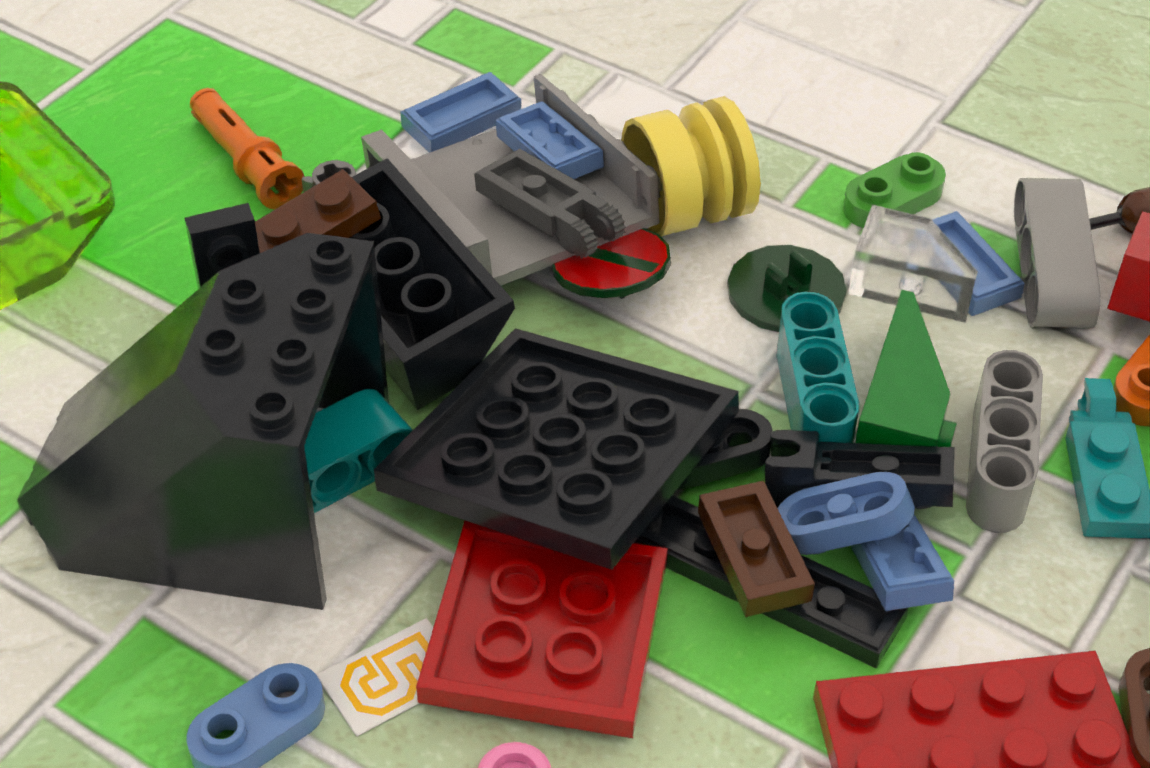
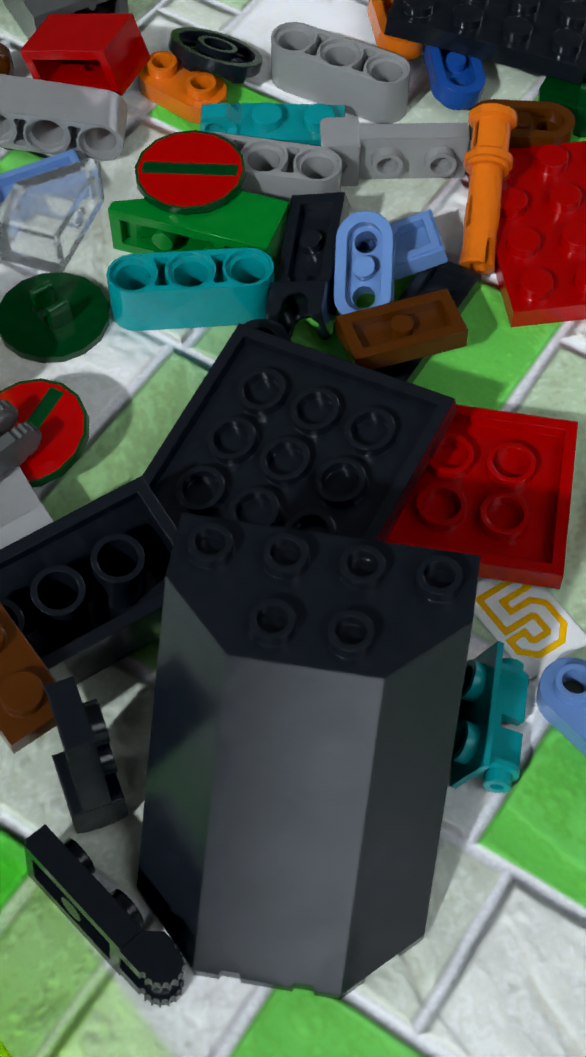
camera: 90 degrees left, 10 degrees up
(107, 333) = (105, 918): none -> black hinge
(287, 619) = (491, 693): none -> teal hinge
(965, 350) = (190, 172): none -> red piece
(1037, 640) = (487, 166): none -> orange pin
(1070, 558) = (395, 149): none -> light grey plate

